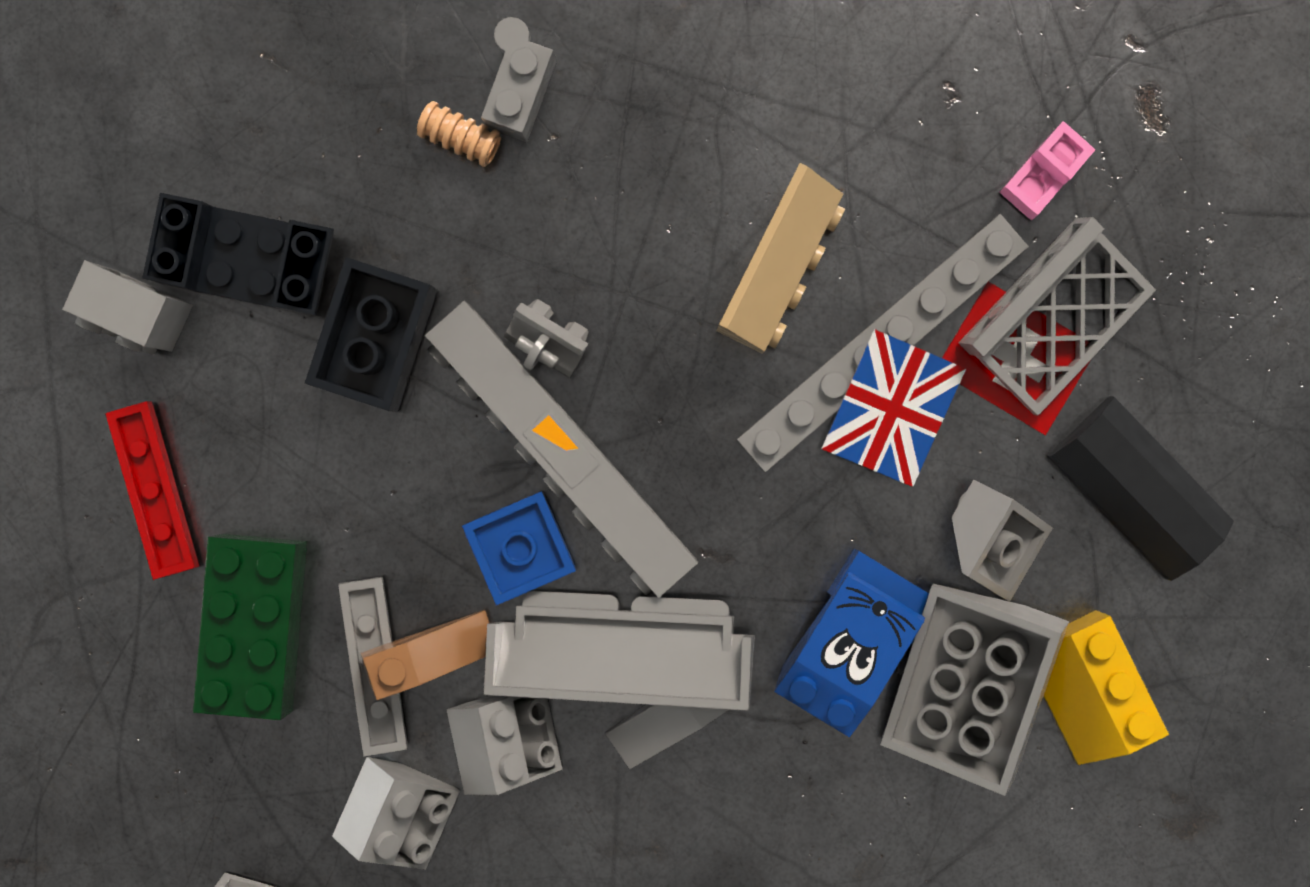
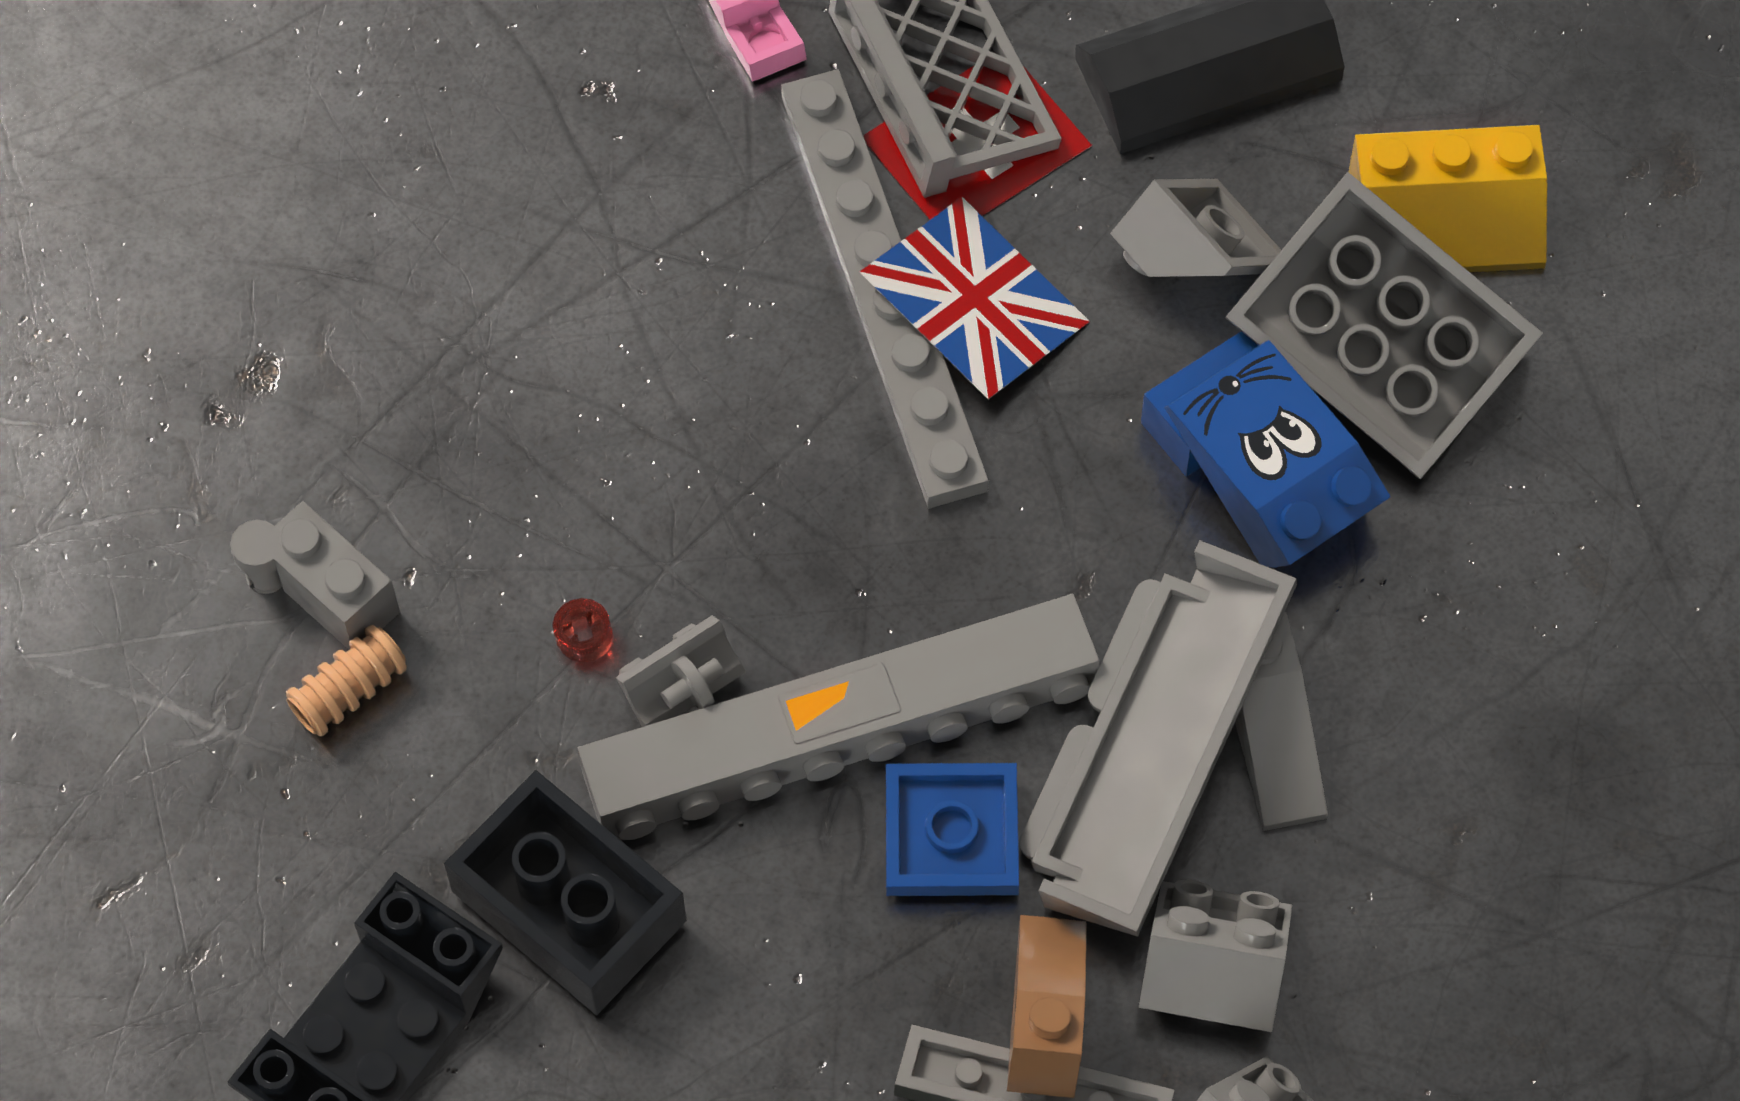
camera: 70 degrees left, 25 degrees down
(558, 249) = (563, 627): none -> clear red bush
(781, 260) = (716, 351): tan slope -> none

